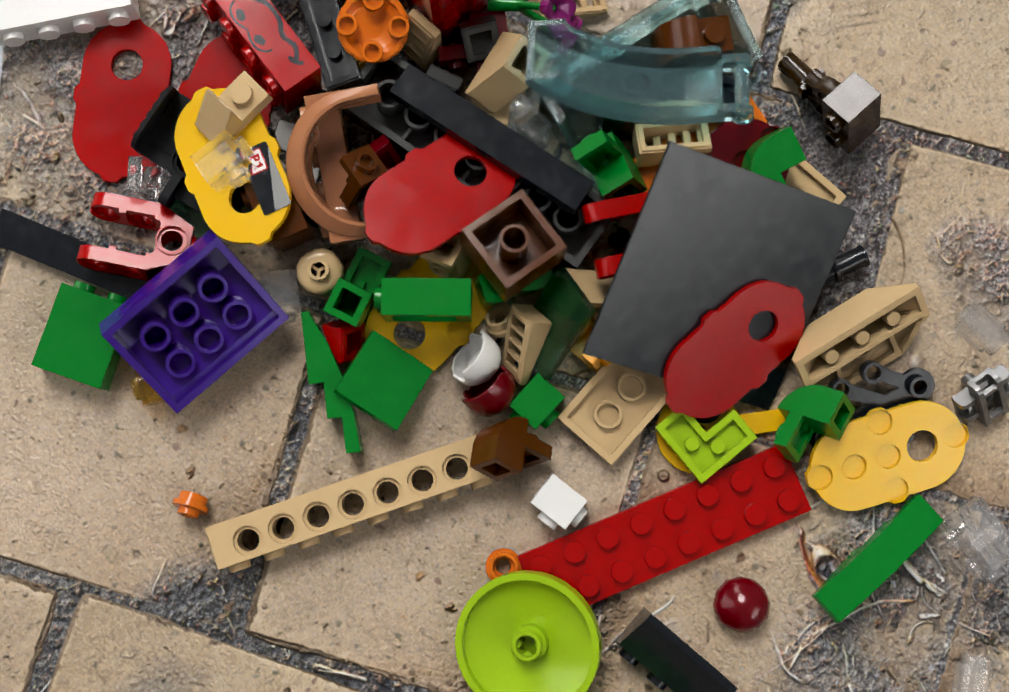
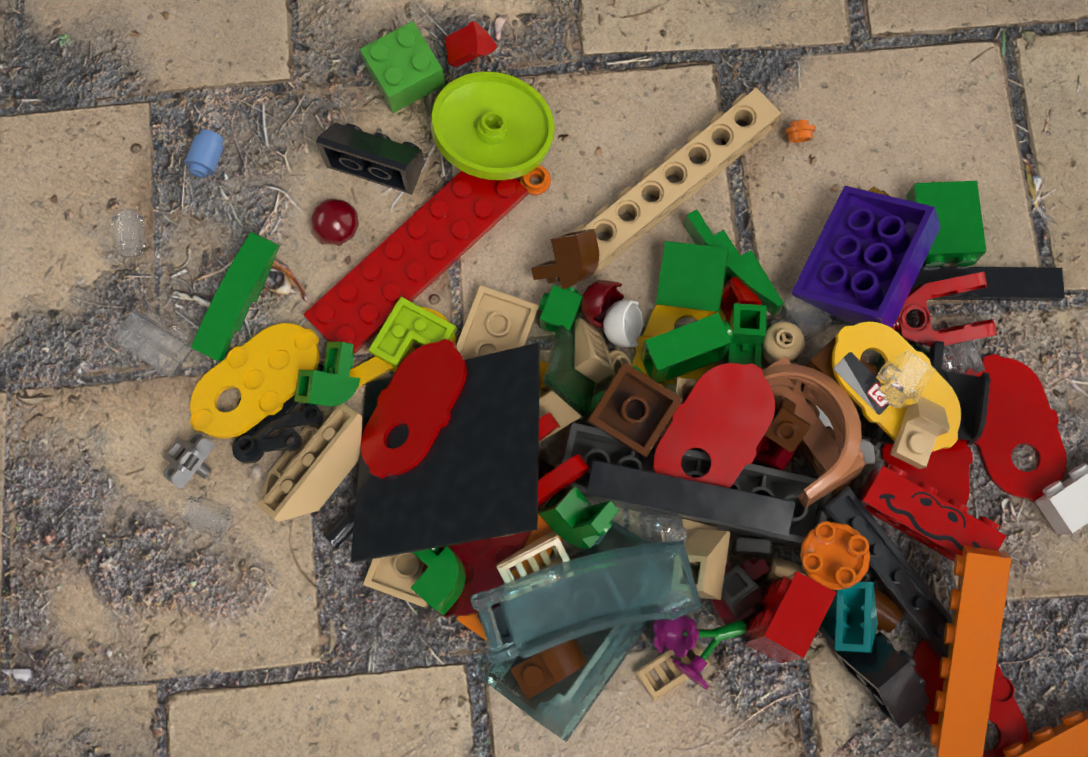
camera: 165 degrees right, 10 degrees down
(559, 504) = (510, 241): white brick -> none
(847, 108) = (389, 655): dark brown brick -> none

